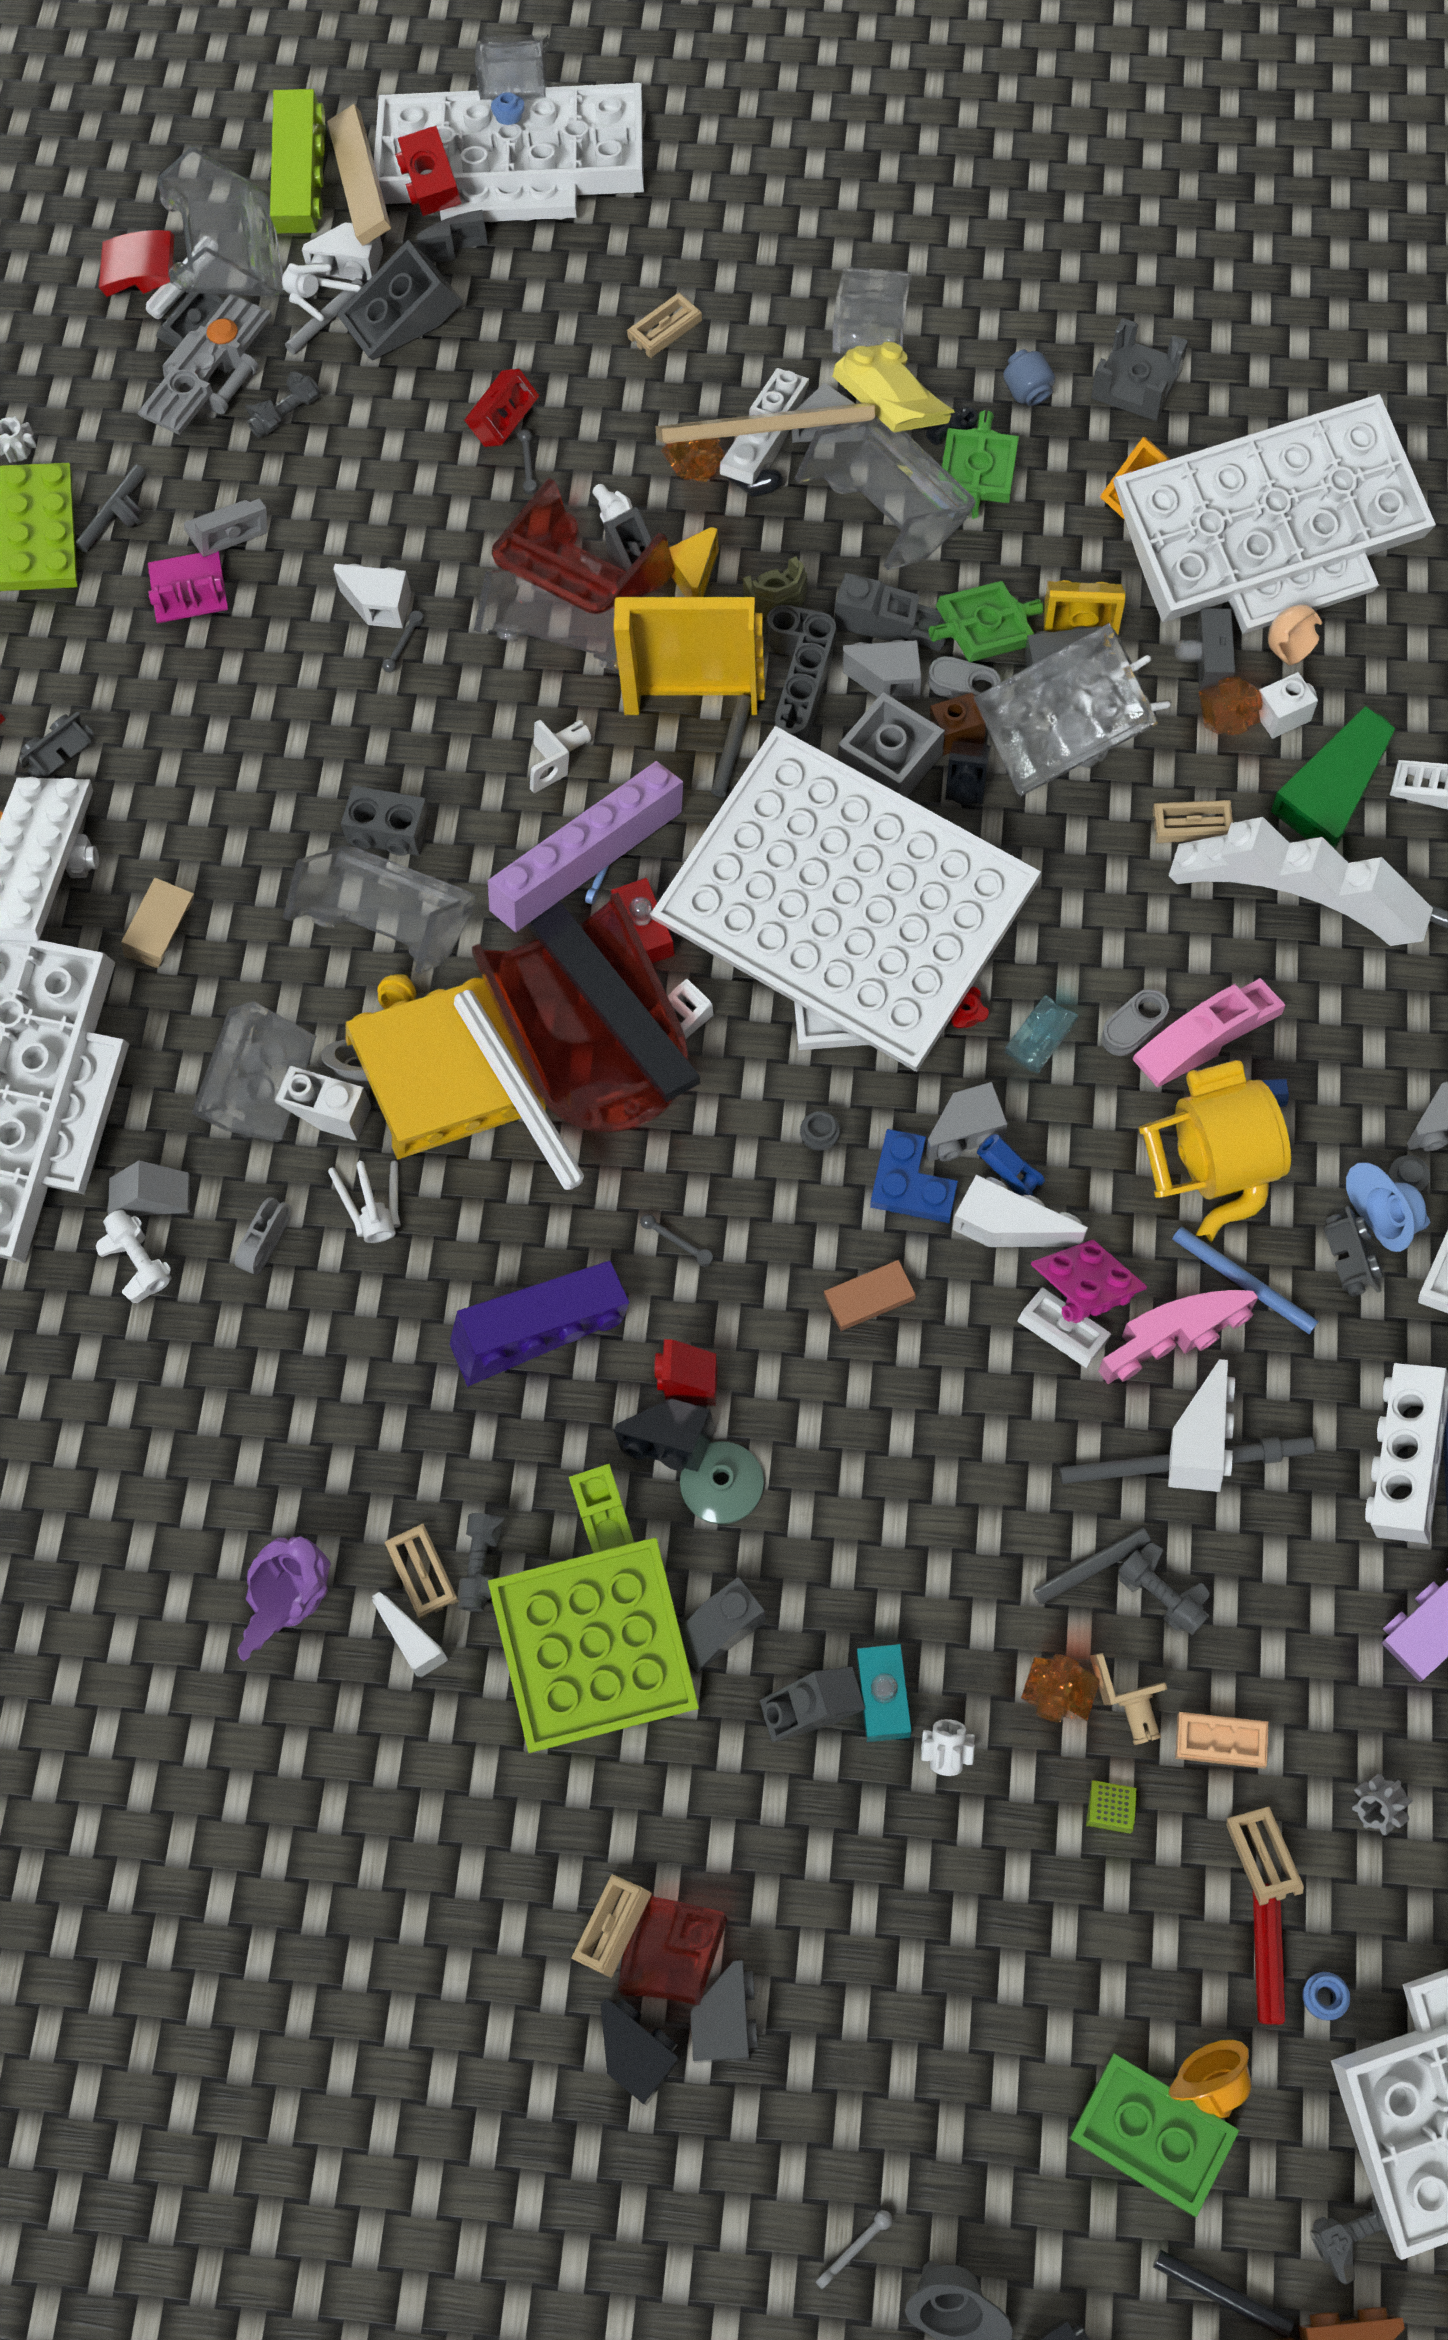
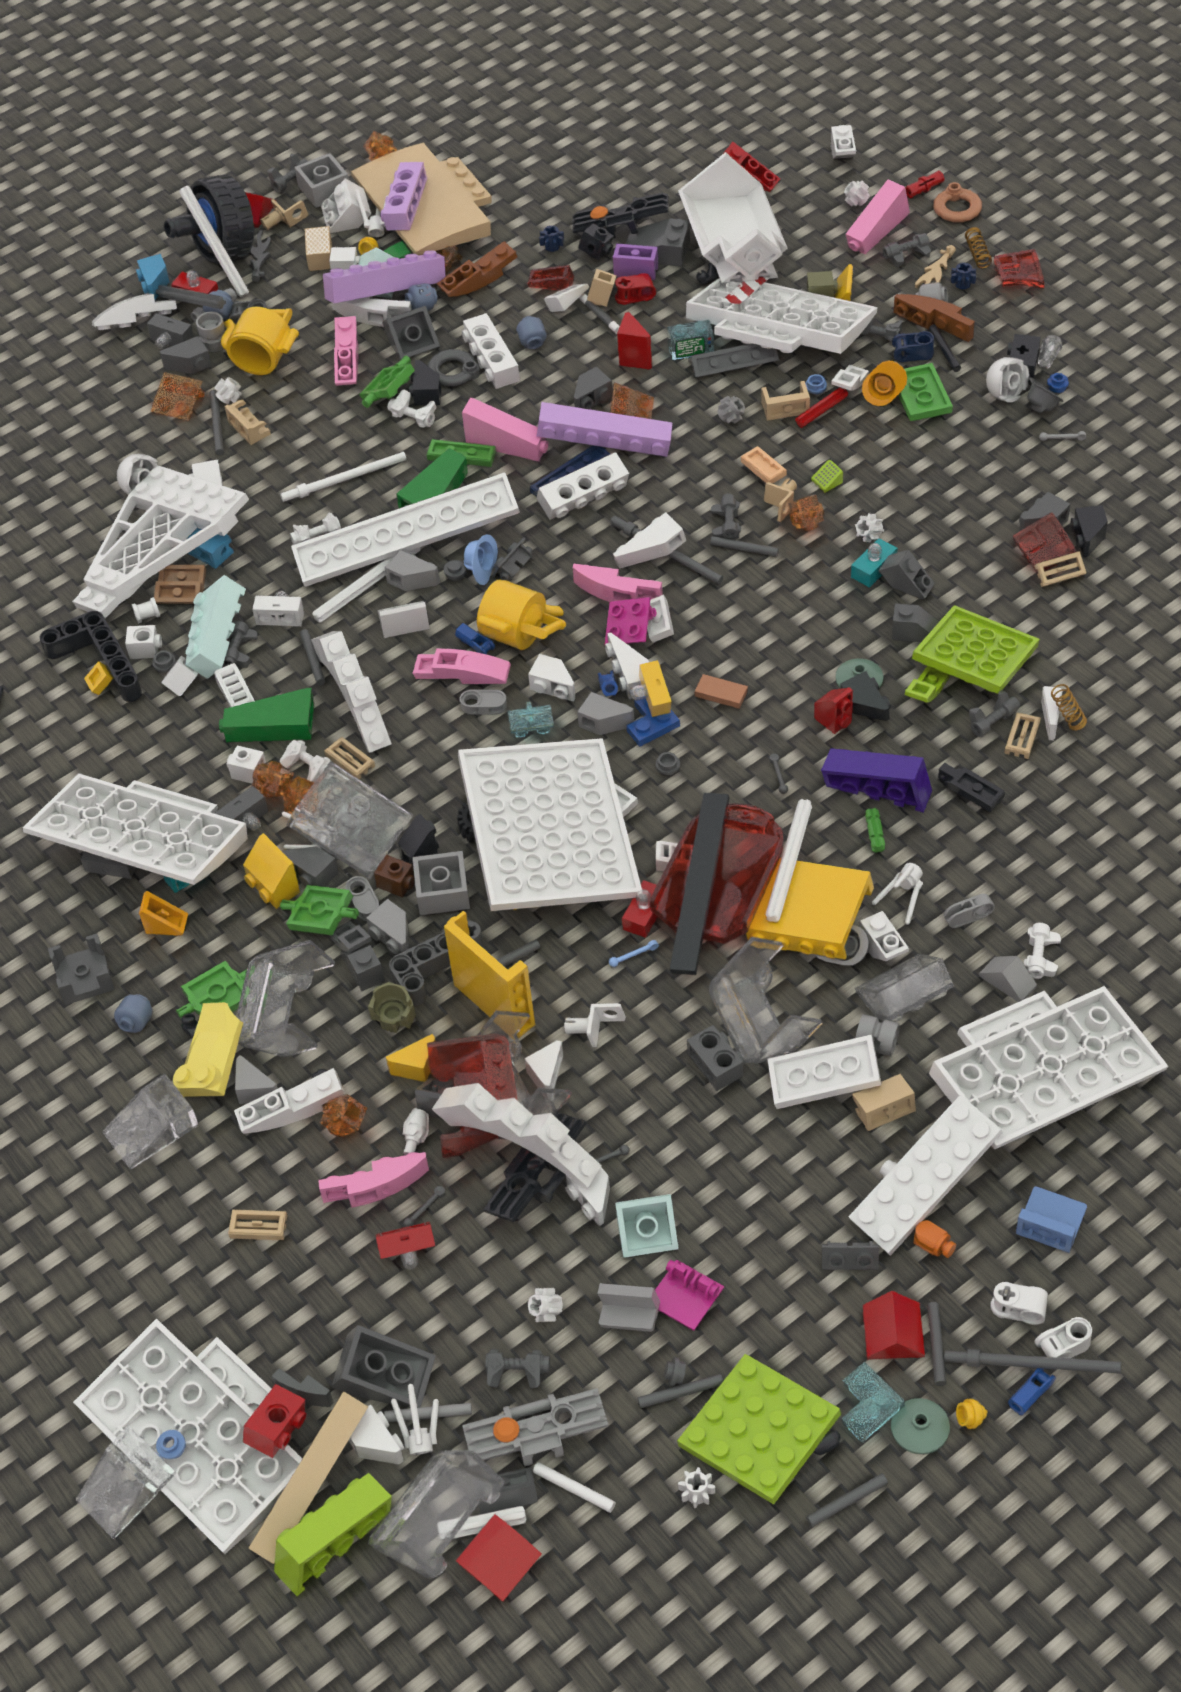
camera: 135 degrees left, 15 degrees down
(125, 366) = (574, 1487): none -> white bar
(228, 985) = (883, 1034): none -> light grey wheel
(238, 894) = (824, 1072): none -> white plate
(283, 1589) = (1088, 759): medium lavender hair -> none
(287, 608) = (646, 1225): none -> light aqua slope
(306, 462) = (545, 1304): none -> white gear
(355, 1663) = (1081, 714): none -> pearl gold piece
(395, 989) = (794, 972): yellow plate -> none
(413, 1421) = (971, 786): none -> black hinge
(459, 569) = (524, 1170): none -> black piece
(479, 1257) = (875, 830): none -> bright green axle
(481, 520) = (507, 1118): none -> white arch
(552, 663) = (545, 1065): none -> white slope
(585, 846) = (636, 945): lavender brick -> none
(590, 438) = (386, 1179): none -> bright pink slope
(765, 423) = (301, 1073): tan tile -> none
(929, 1183) = (652, 688): none -> yellow piece
(1044, 2285) = (1007, 379): none -> white cylinder
(1088, 1120) = (551, 678): none -> white slope
(1174, 713) = (294, 793): none -> clear orange brick
(1207, 773) = (297, 750): none -> white piece
(1245, 1280) = (565, 588): medium blue bar -> none
(1273, 2225) = (916, 346): none -> dark blue piece
(1277, 1888) = (800, 424): tan tile -> none
(1284, 2052) = (850, 378): none -> white slope
(1294, 634) = (201, 786): light nougat hair -> none
(1328, 1907) = (785, 405): none -> tan panel
(1381, 1047) = (403, 619): none -> white slope

